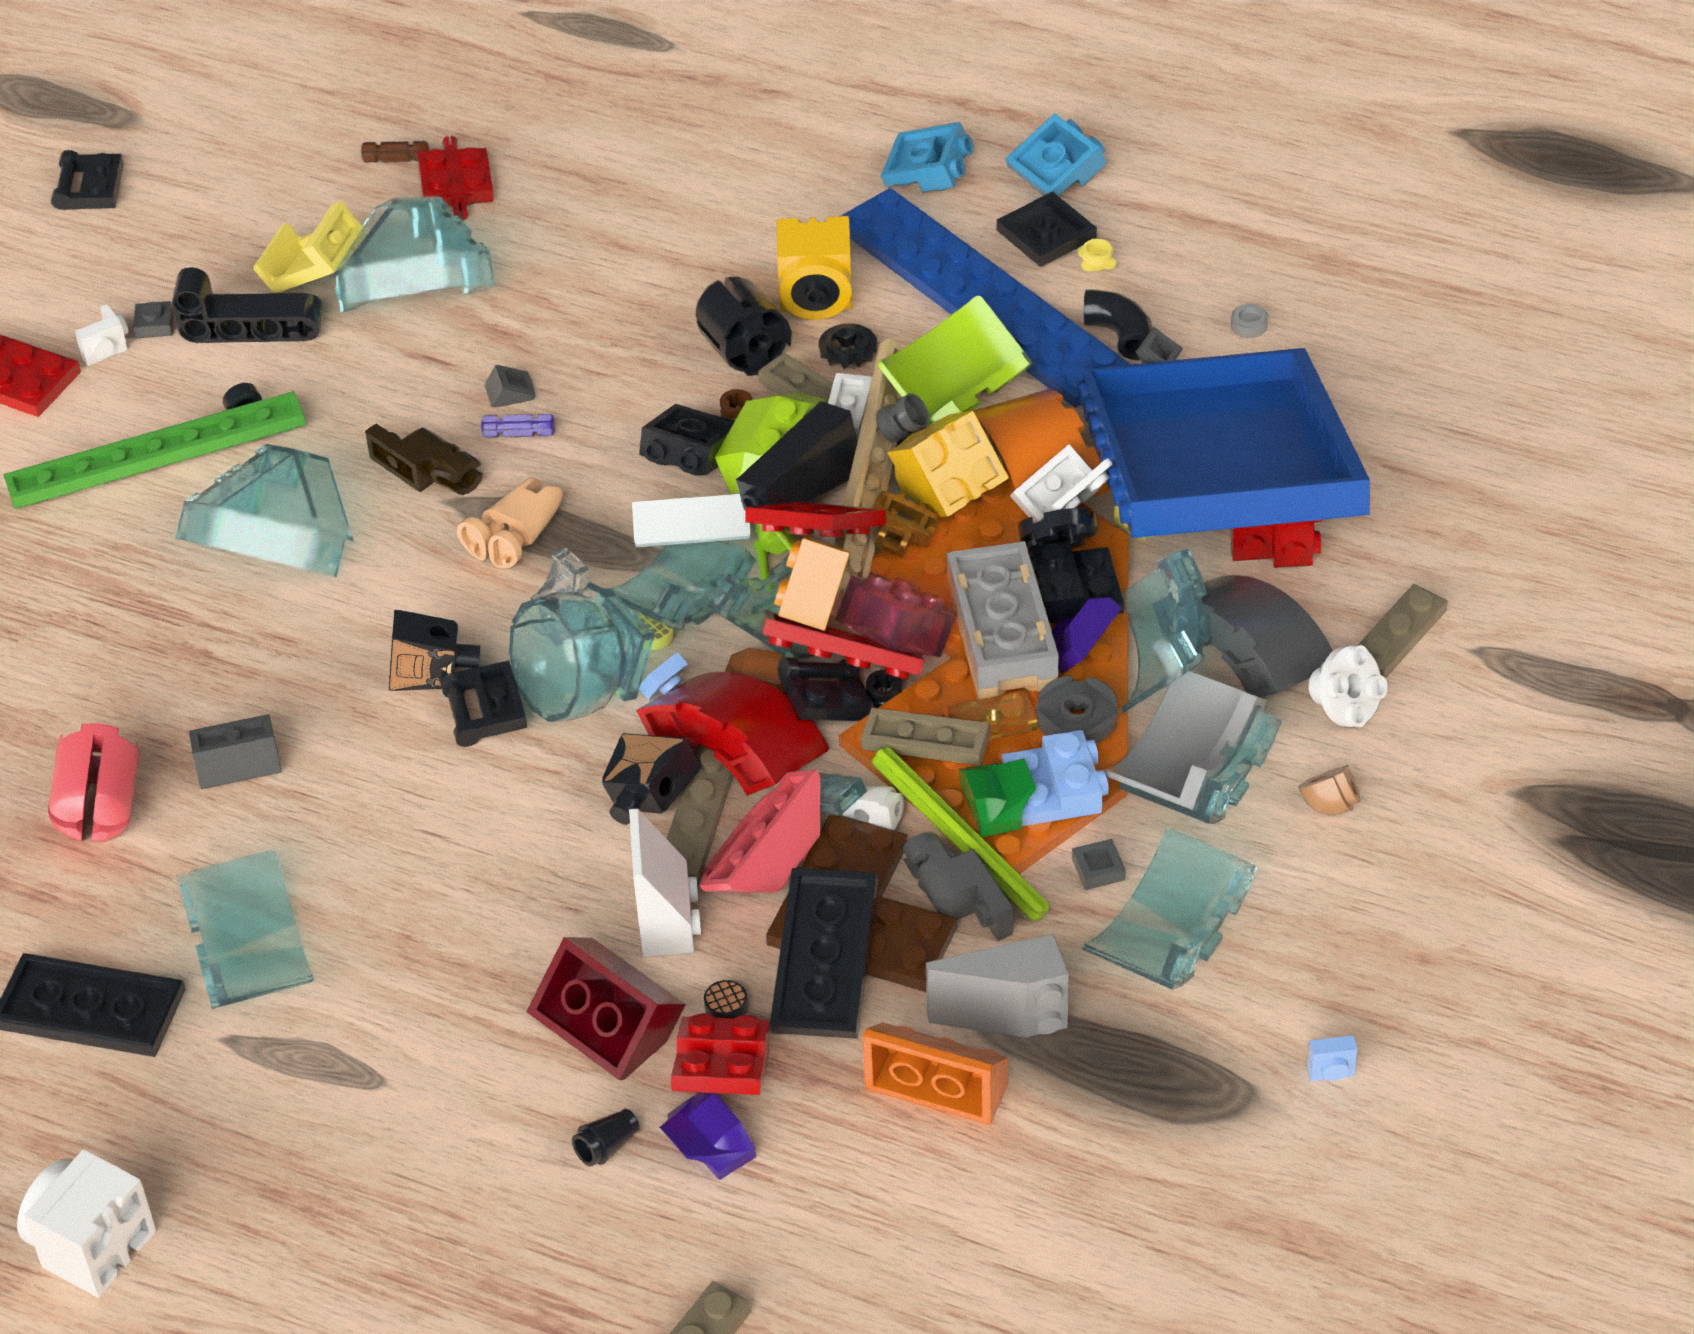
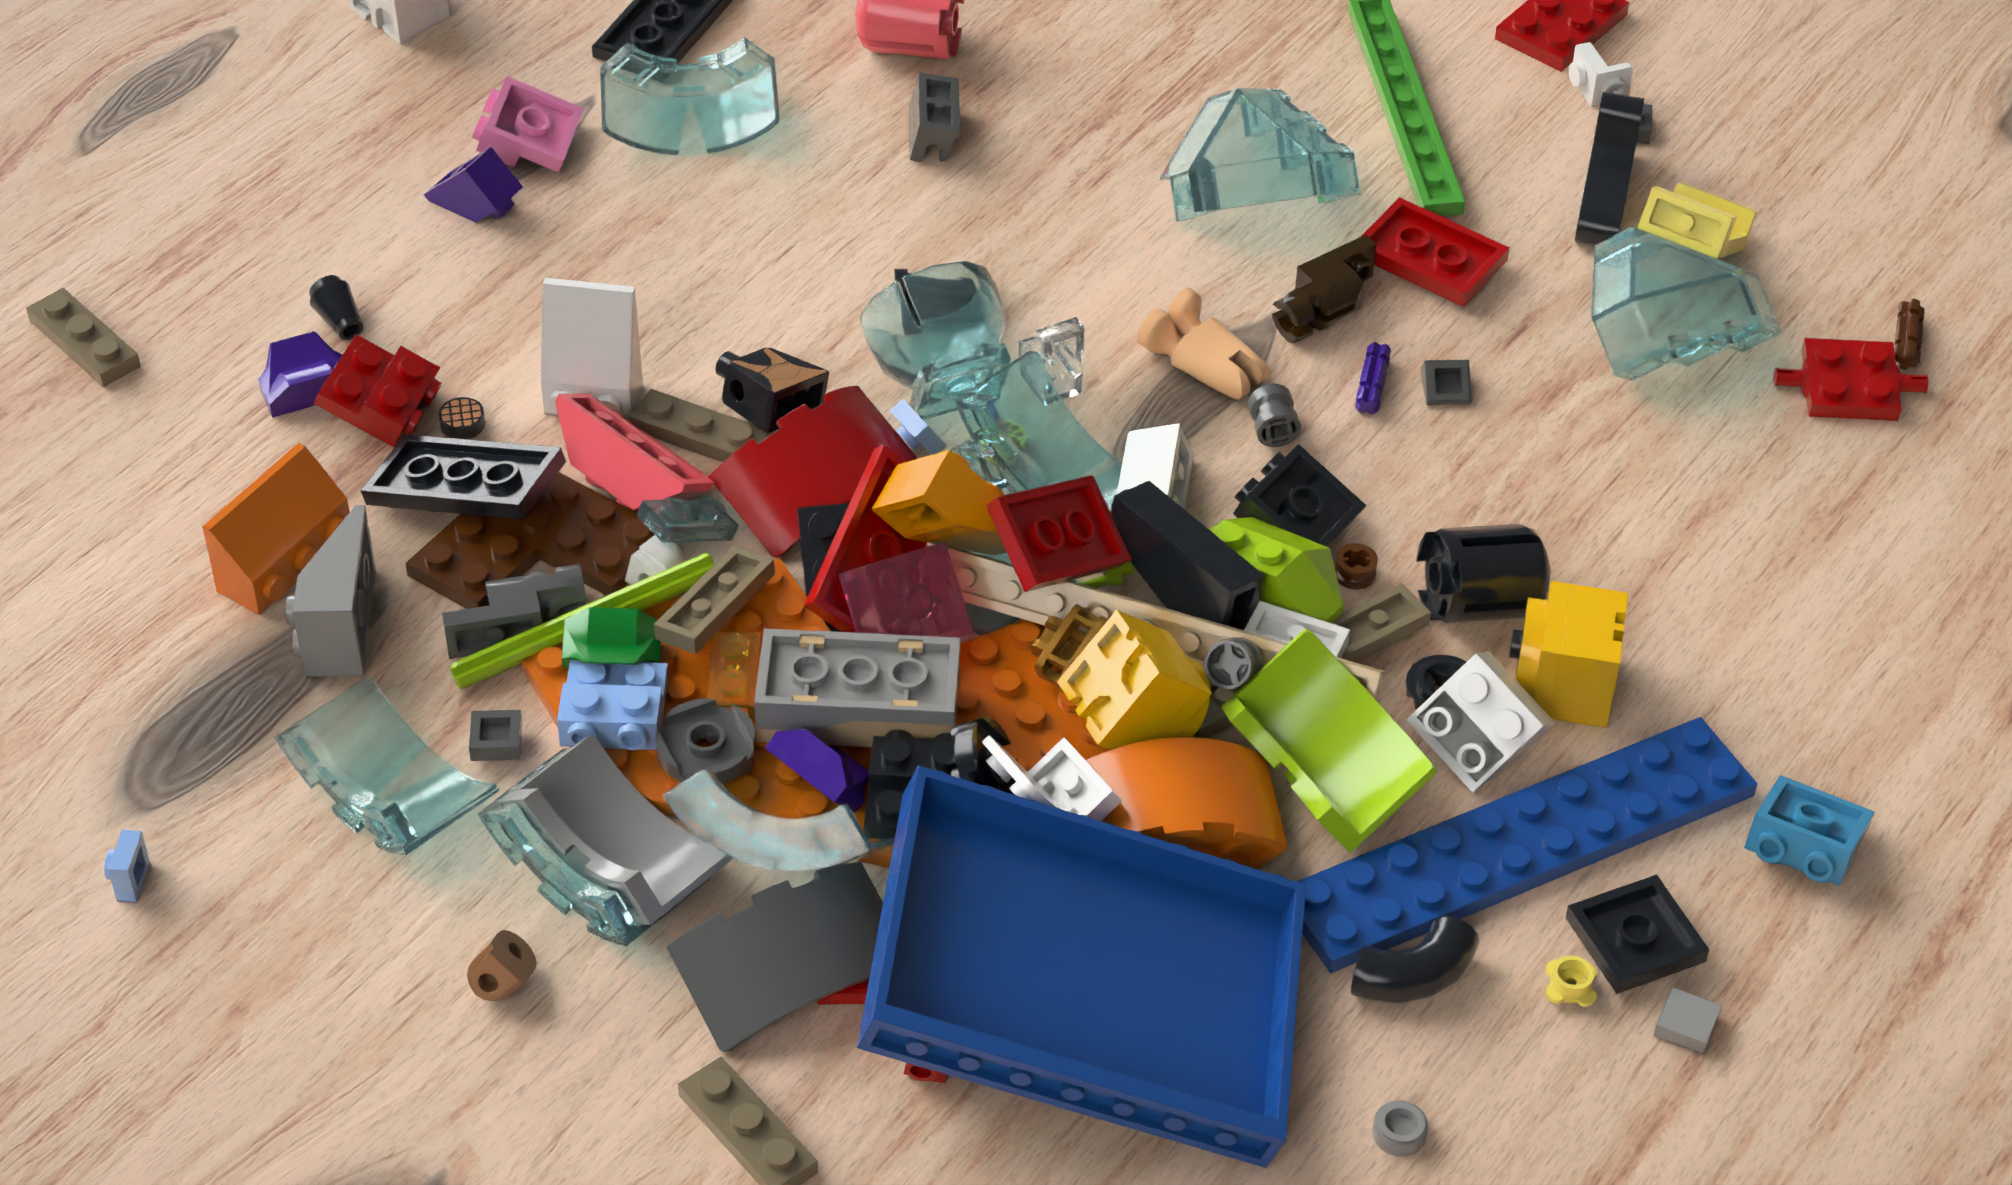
camera: 100 degrees right, 0 degrees up
(98, 185) = (1890, 99): black plate -> none
(241, 395) = (1464, 166): black tile -> none
(303, 1057) = (527, 125): none -> bright pink plate
(352, 404) = (1434, 251): none -> red plate
(406, 1076) = (477, 188): none -> dark purple slope
(426, 651) = (1011, 261): torso -> none
(586, 468) = (1274, 415): none -> dark grey wheel
(604, 1006) = (484, 330): dark red slope -> none
(890, 307) = (1480, 720): none -> white slope
(1057, 156) = (1788, 974): dark azure plate -> none
(1105, 205) = (1687, 1020): none -> light grey tile
(1158, 348) = (1331, 984): dark grey slope -> none
(1348, 686) = (644, 1017): white plate -> none

